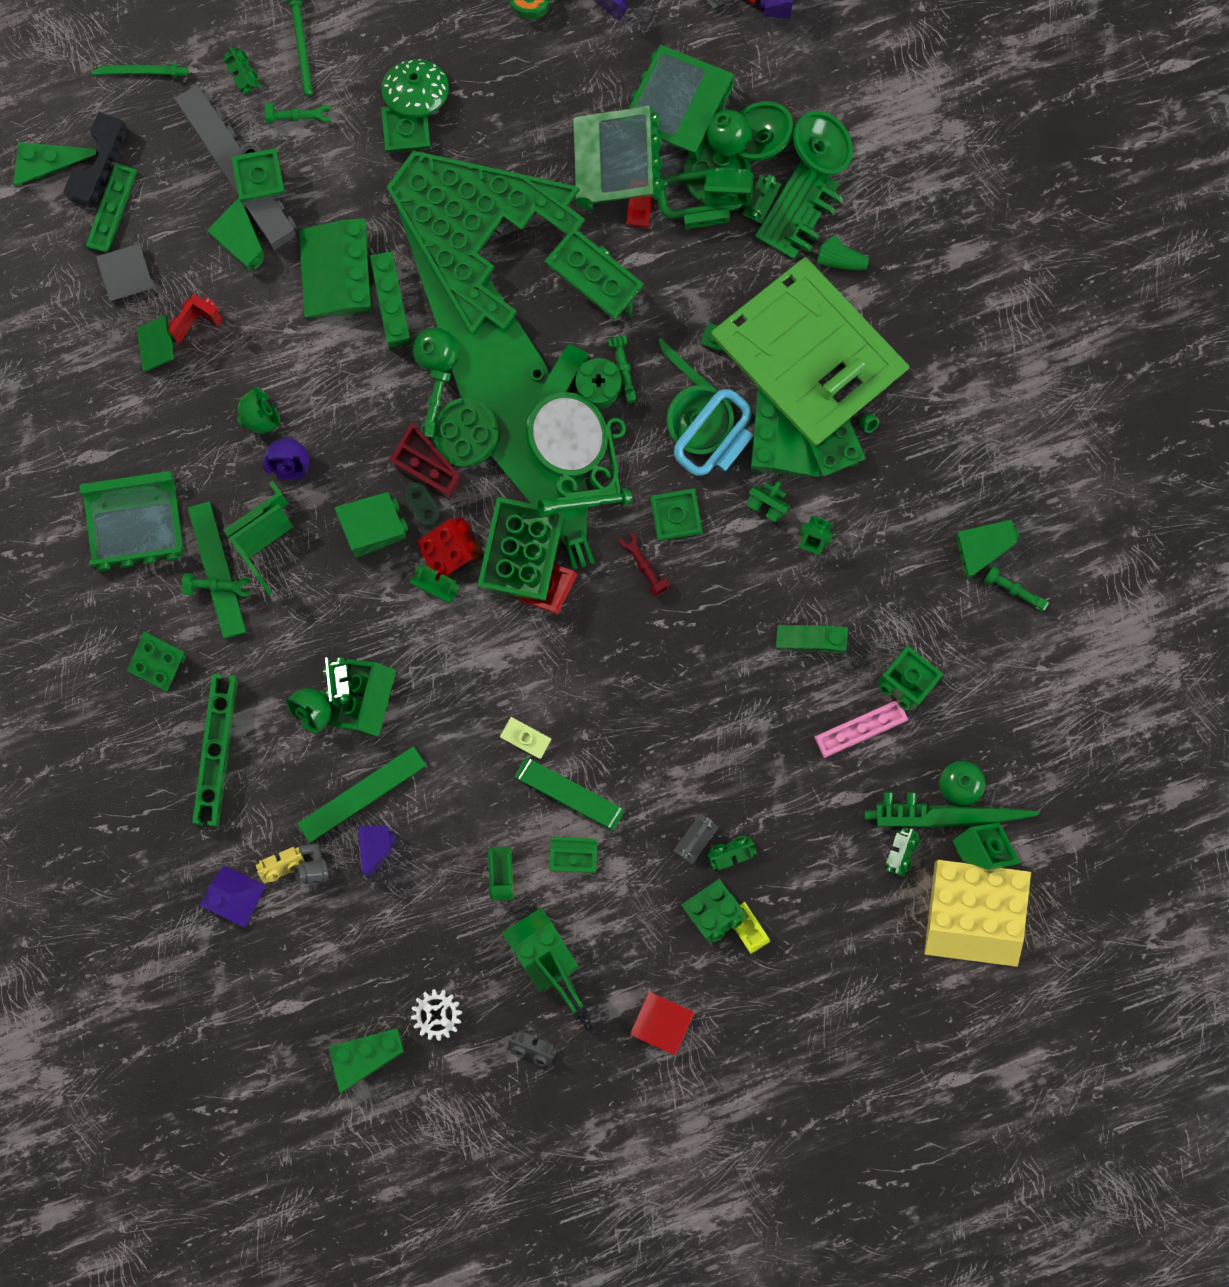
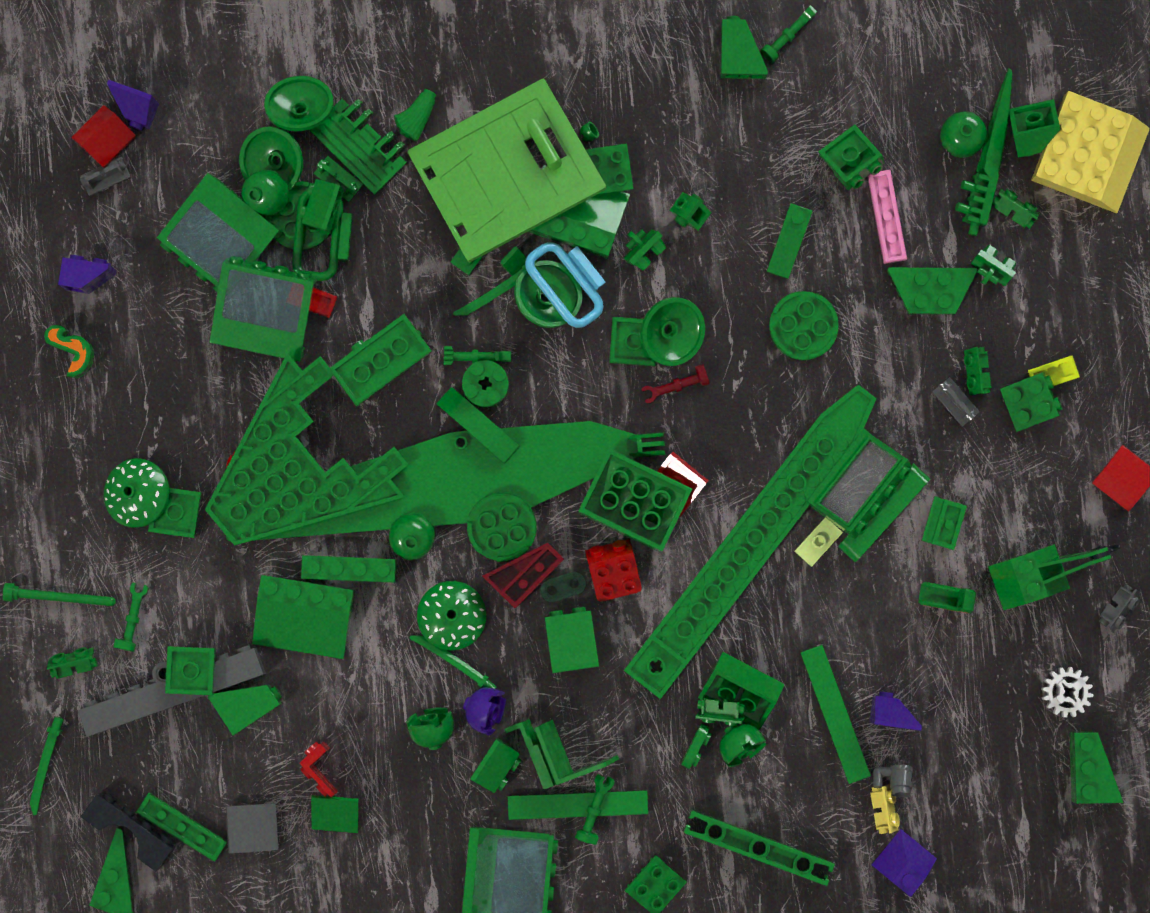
camera: 75 degrees left, 5 degrees up
(235, 480) = (496, 765): none -> green slope
(307, 669) = (692, 756): none -> green plate
(314, 450) = (483, 681): none -> green sword
(374, 422) = (455, 632): none -> green dish
(429, 423) = (441, 537): green piece -> none
(444, 588) = (652, 587): green hinge -> none
(510, 673) = (750, 543): none -> green wedge
(569, 440) = (538, 427): piece -> none
(590, 761) = (860, 484): none -> window
(687, 558) = (683, 335): none -> green dish
(724, 380) = (513, 261): none -> green slope
(733, 674) = (803, 325): none -> green tile
(801, 789) = (932, 289): none -> green wing
(834, 843) = (992, 268): none -> green hips

